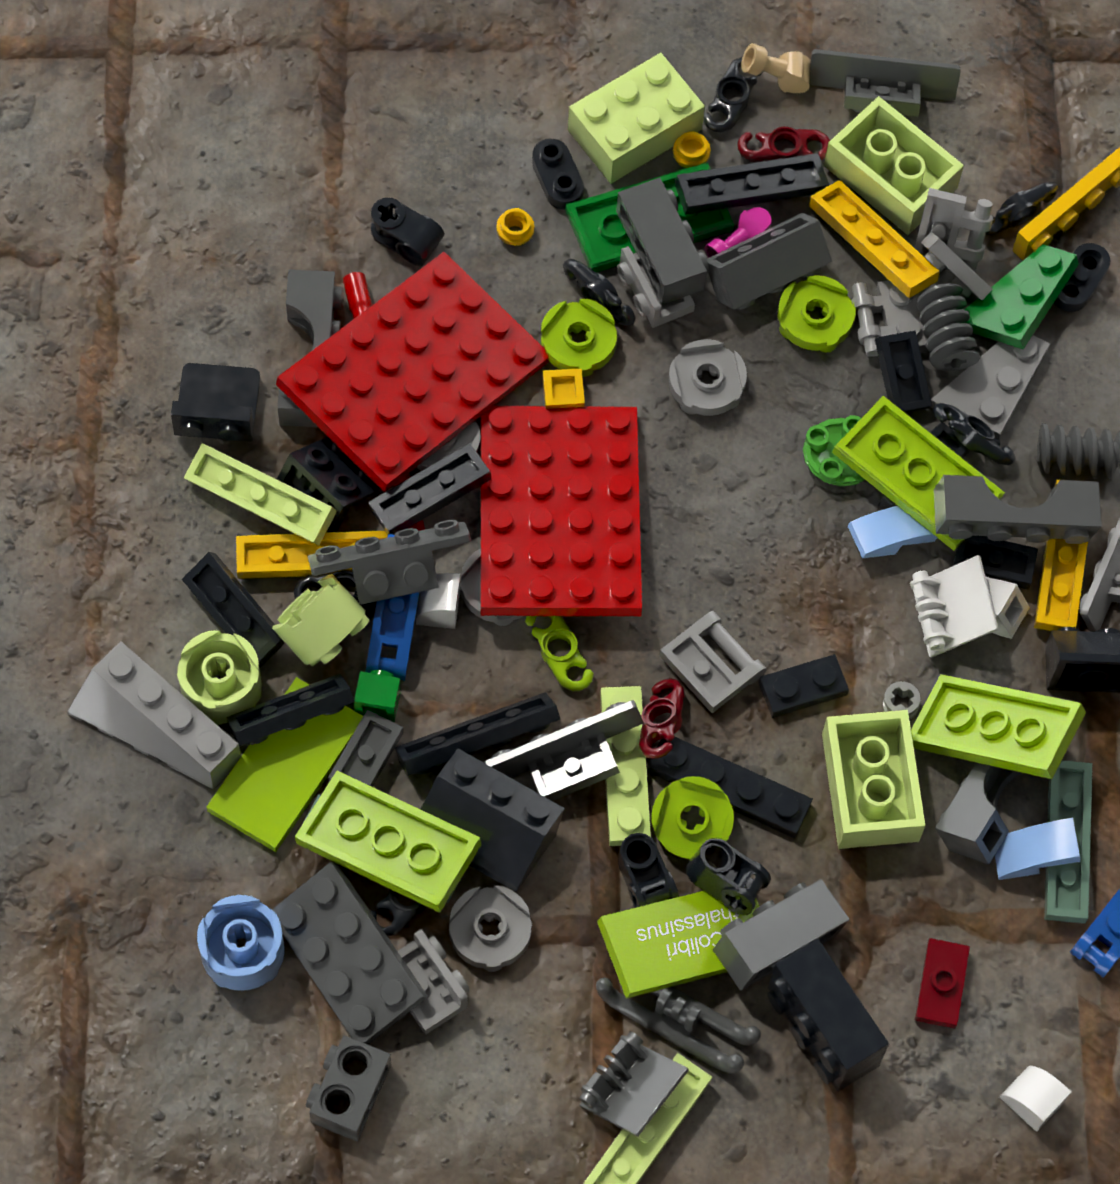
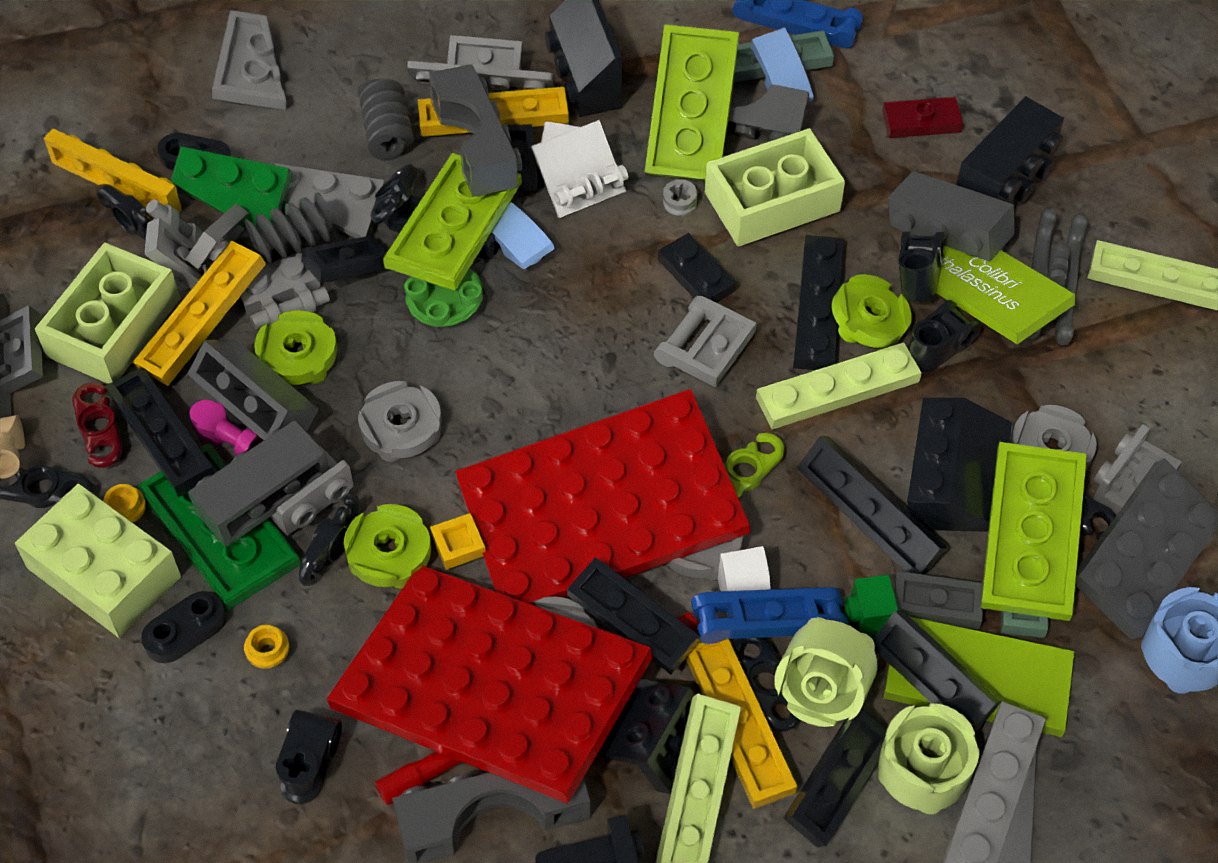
camera: 105 degrees left, 10 degrees down
(391, 564) = (739, 612): dark grey bracket -> none
(572, 755) = (865, 415): dark grey bracket -> none
(632, 1085) = (1140, 290): dark grey hinge -> none
(653, 732) = (803, 364): dark red piece -> none
(1035, 1096) = (987, 36): white brick -> none

